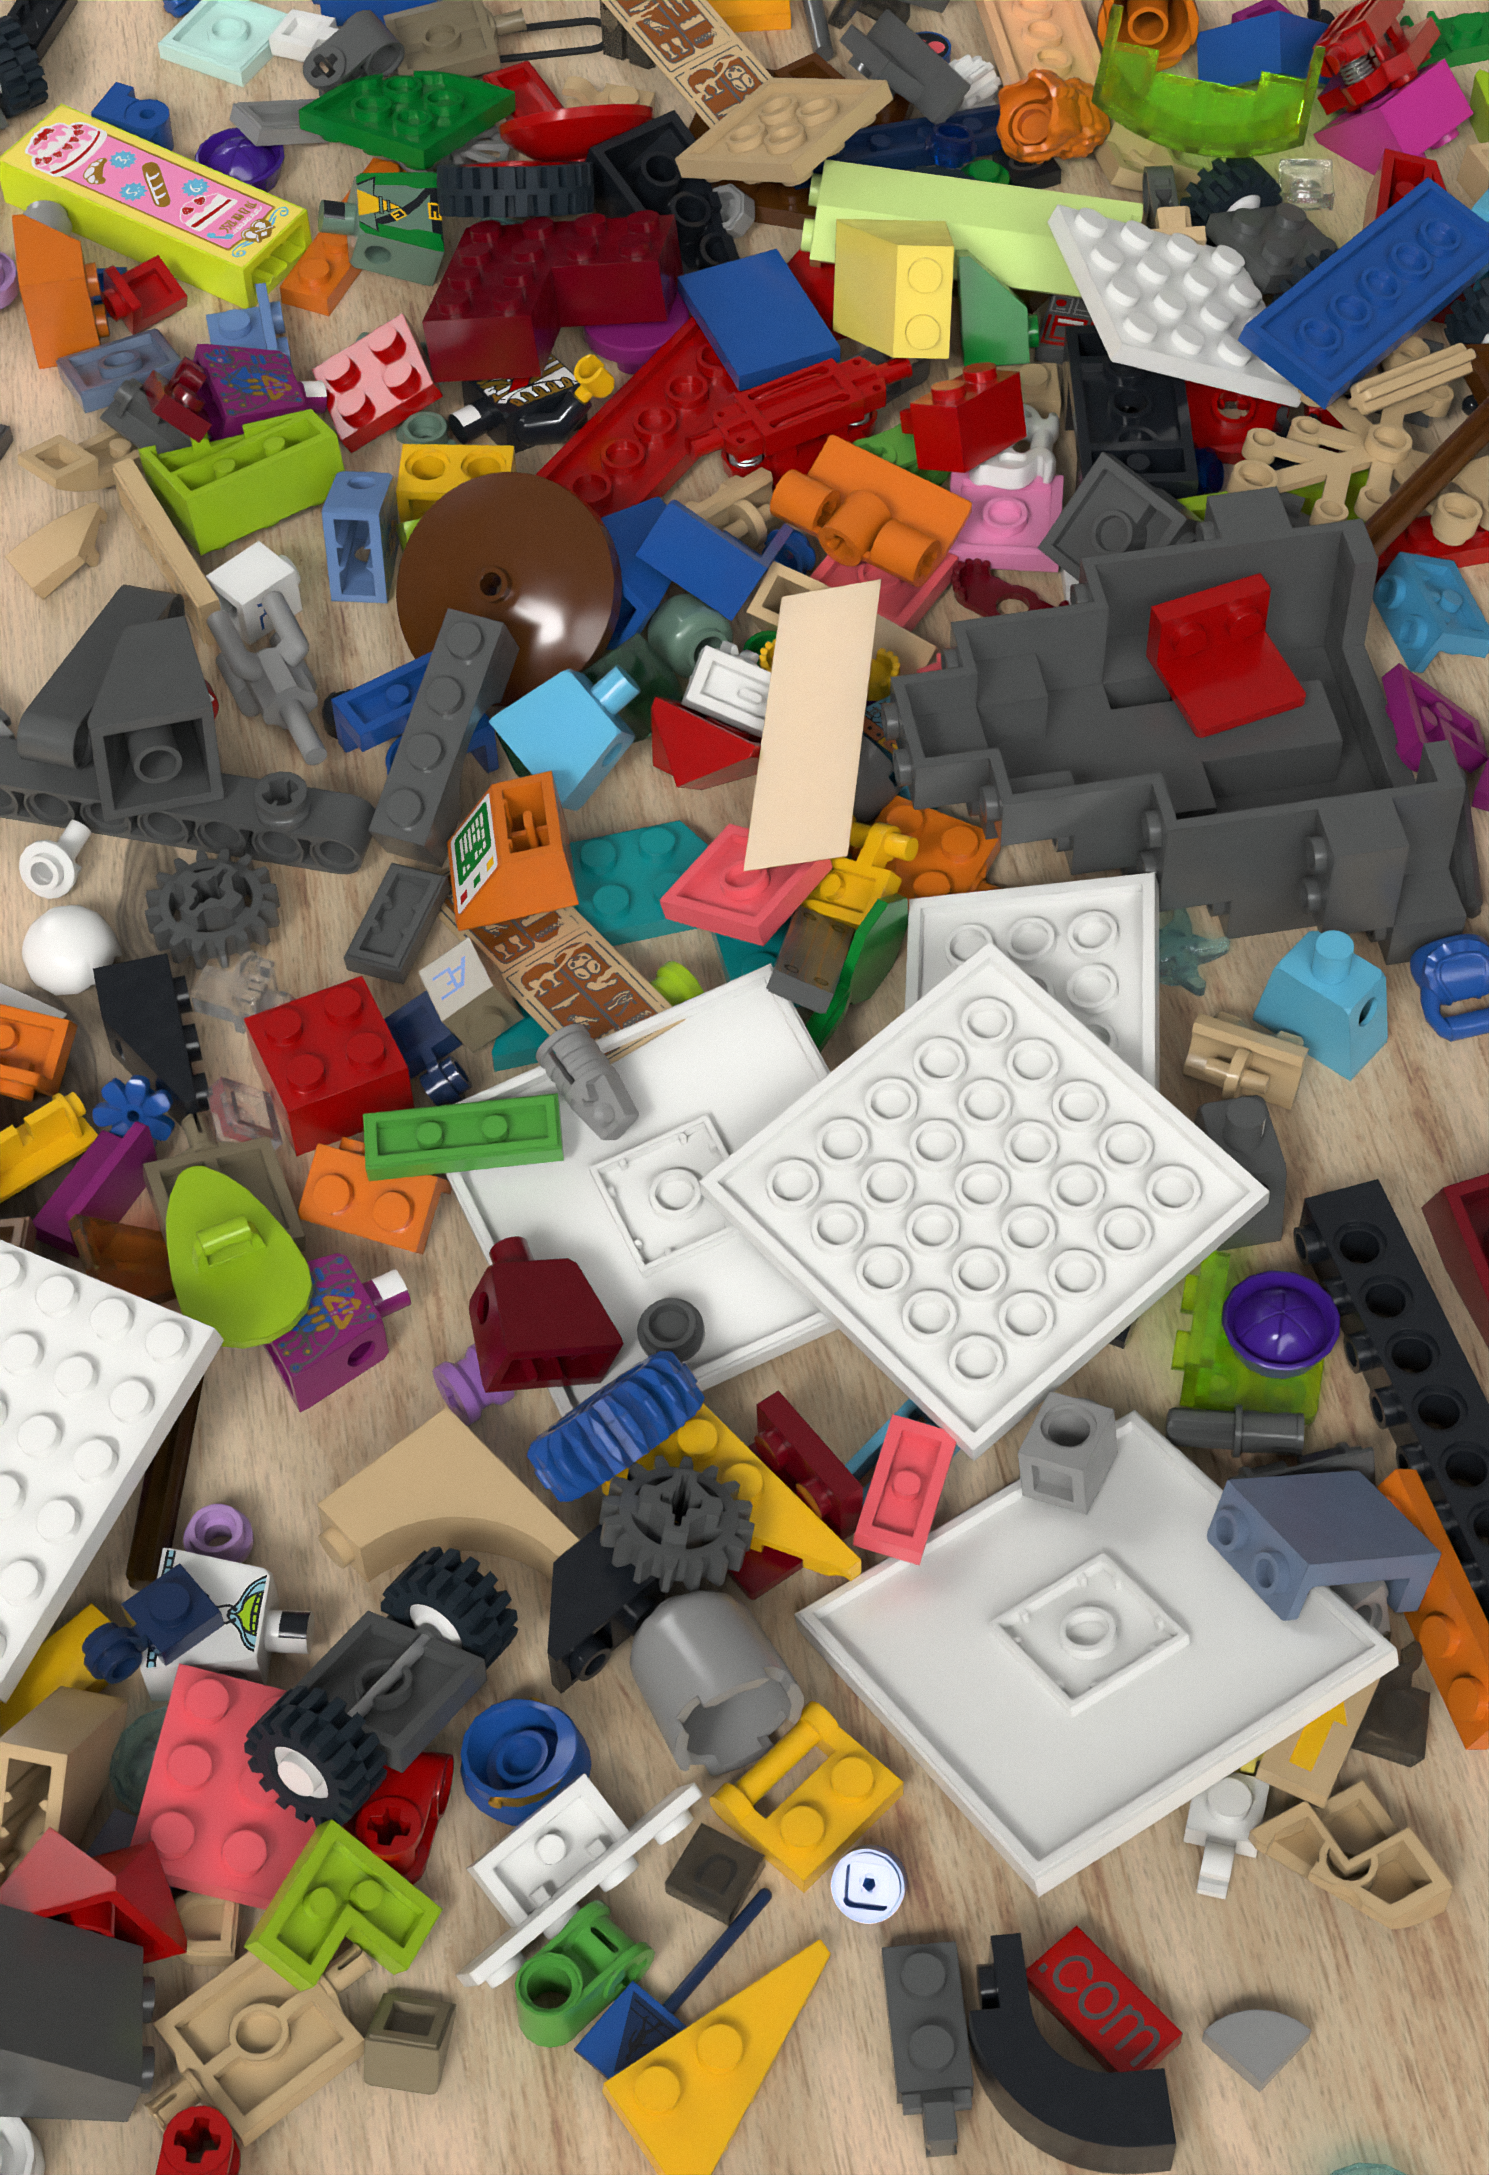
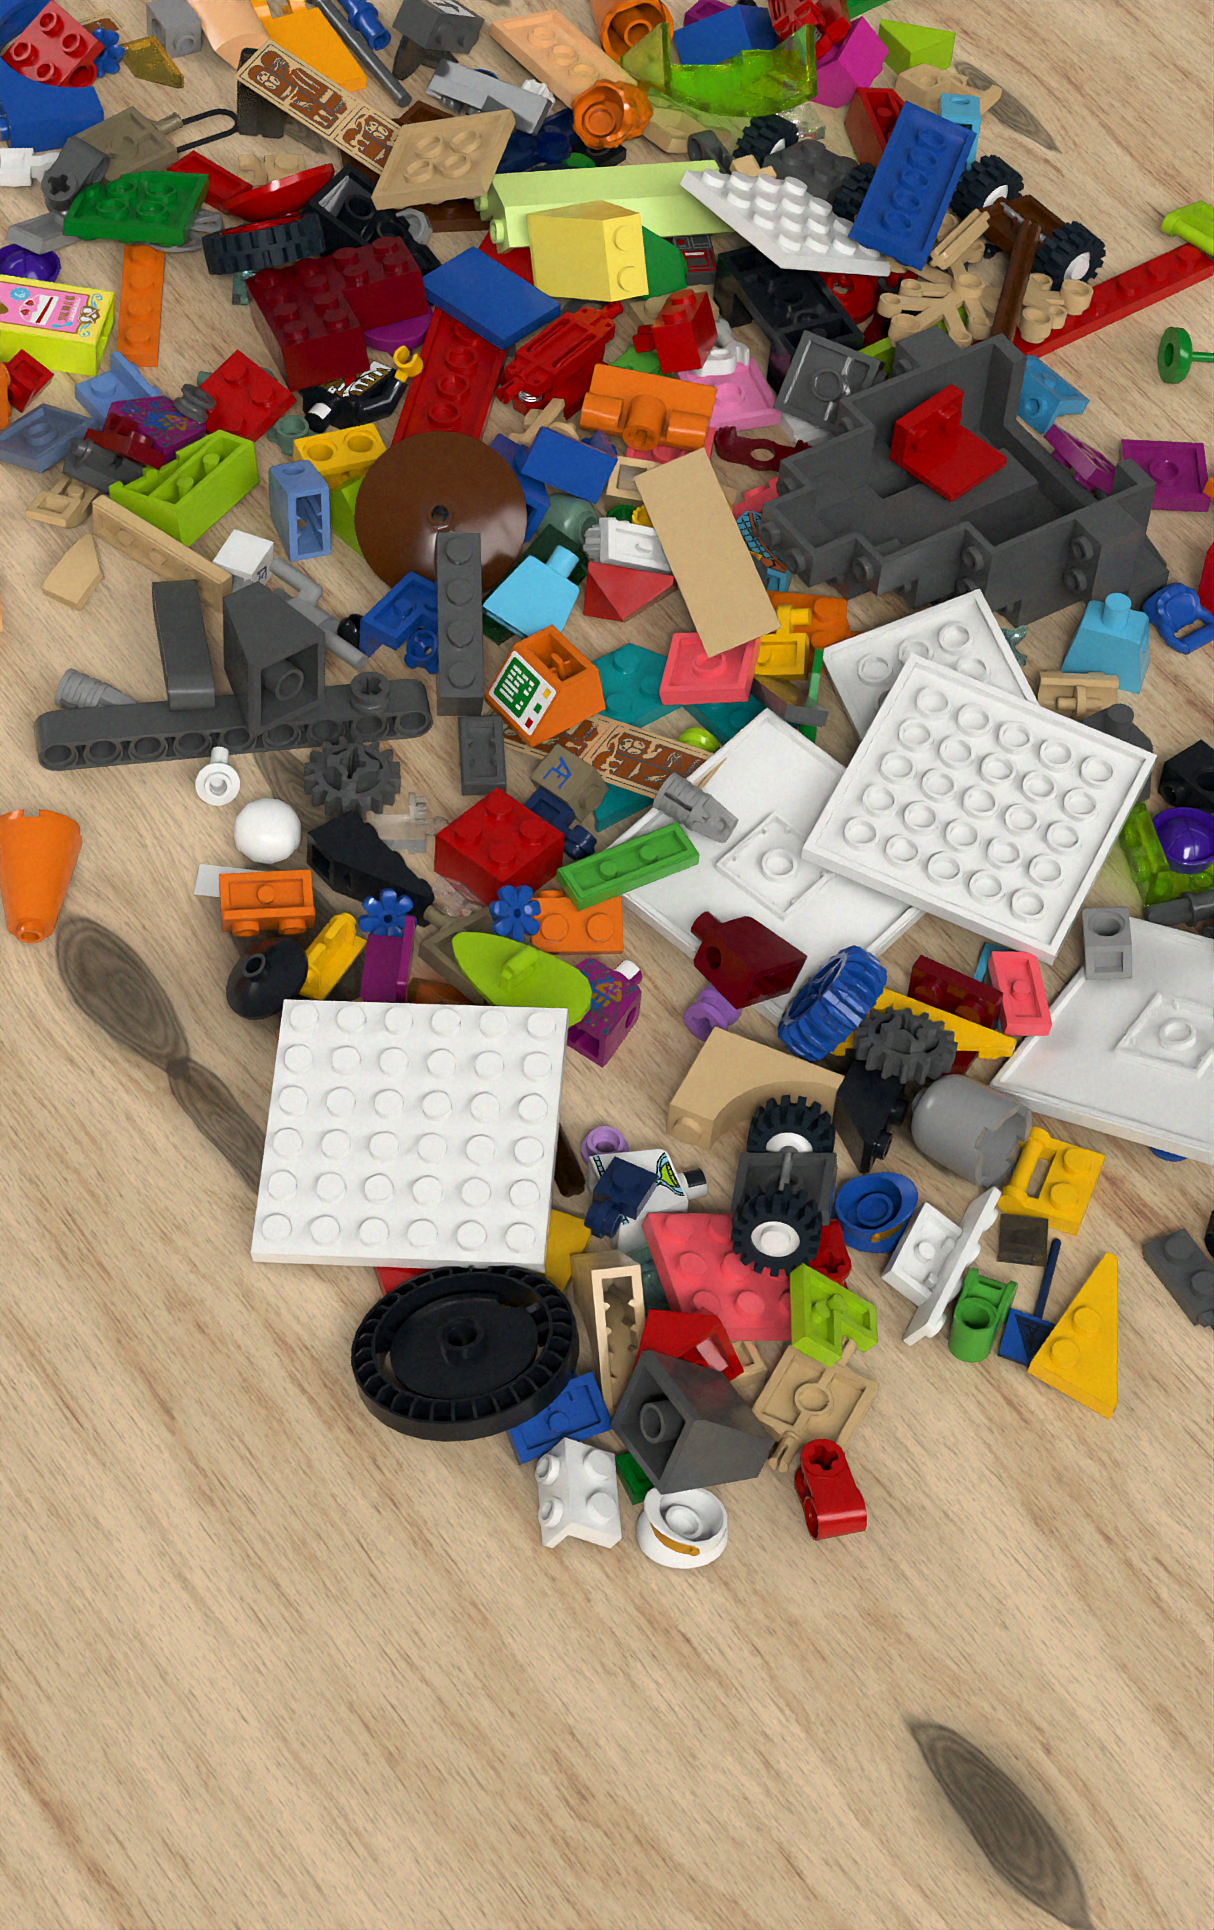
camera: 30 degrees left, 5 degrees down
(285, 1168) = (514, 912): none -> blue plant
(311, 369) = (194, 403): none -> dark grey bush
(390, 224) = (182, 290): sand green torso -> none
(408, 2043) = (901, 1384): dark tan slope -> none
(673, 1327) = (821, 943): dark grey plate -> none
(869, 1884) = (1117, 1214): tile -> none

